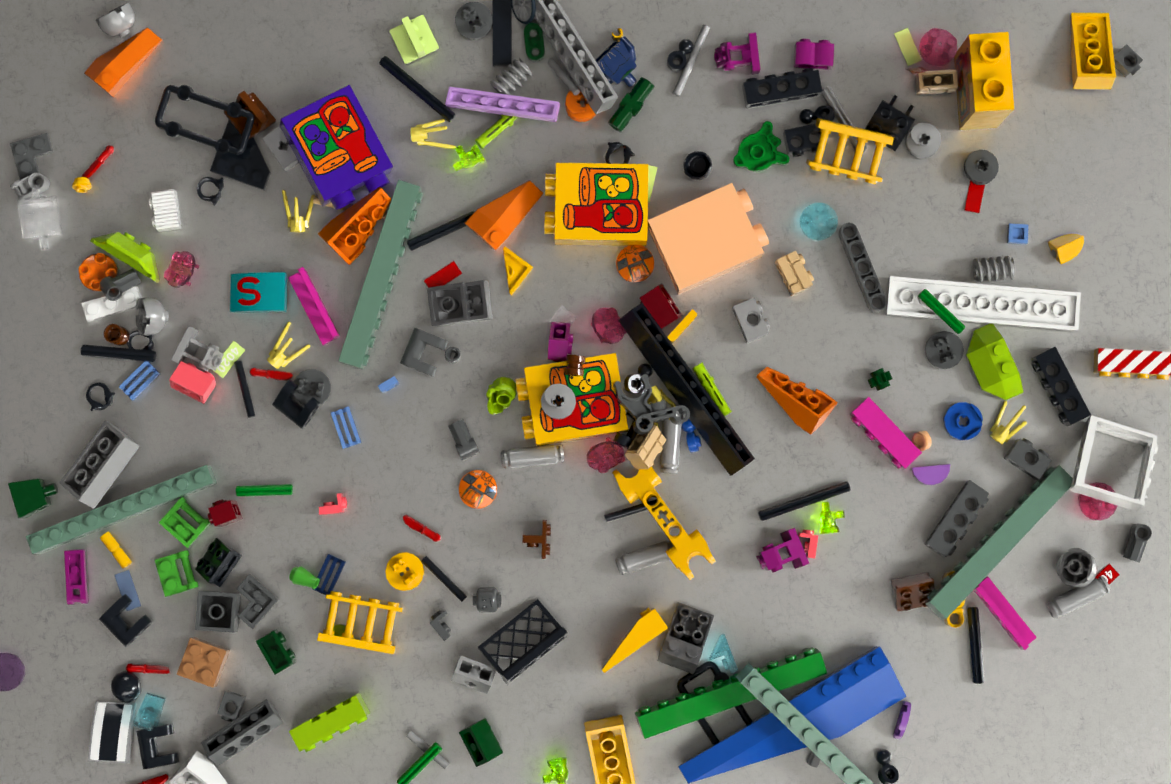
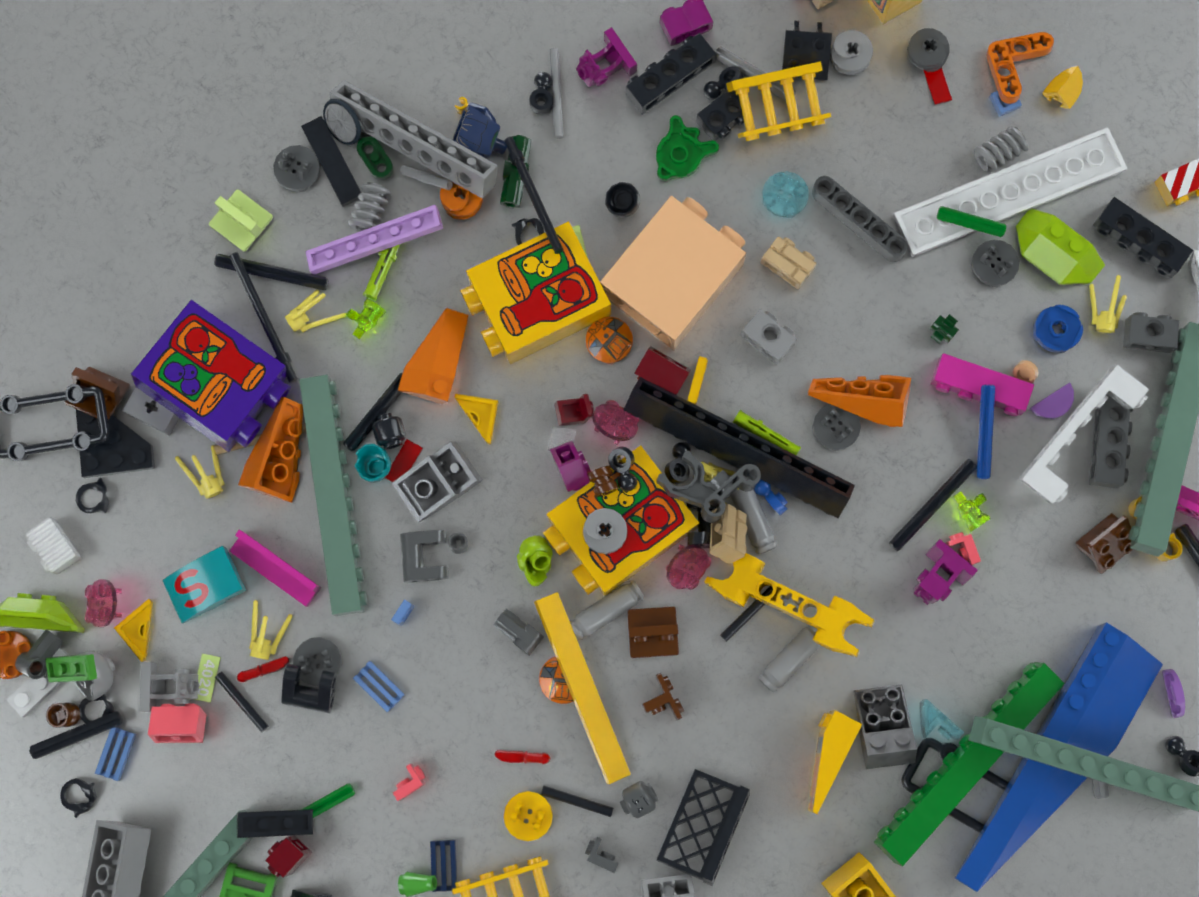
camera: 25 degrees left, 5 degrees down
(138, 306) = (71, 668): none -> bright green tile
(195, 299) = (136, 629): none -> yellow tile
(226, 486) = (274, 823): none -> black tile
(394, 157) = (282, 356): none -> black bar
(420, 266) = (372, 463): none -> teal hair
(443, 249) = (389, 431): none -> black head
(487, 502) = (582, 688): none -> yellow tile
(557, 488) = (653, 632): none -> reddish brown bracket
(583, 302) = (574, 410): none -> dark red bracket
(592, 373) = (626, 480): none -> black plate
(636, 98) = (517, 159): none -> black bar
(768, 418) = (843, 435): none -> dark grey plate
(869, 468) = (985, 431): none -> blue axle
(888, 519) = (1116, 384): none -> white plate
(1039, 202) = (1010, 55): none -> orange beam

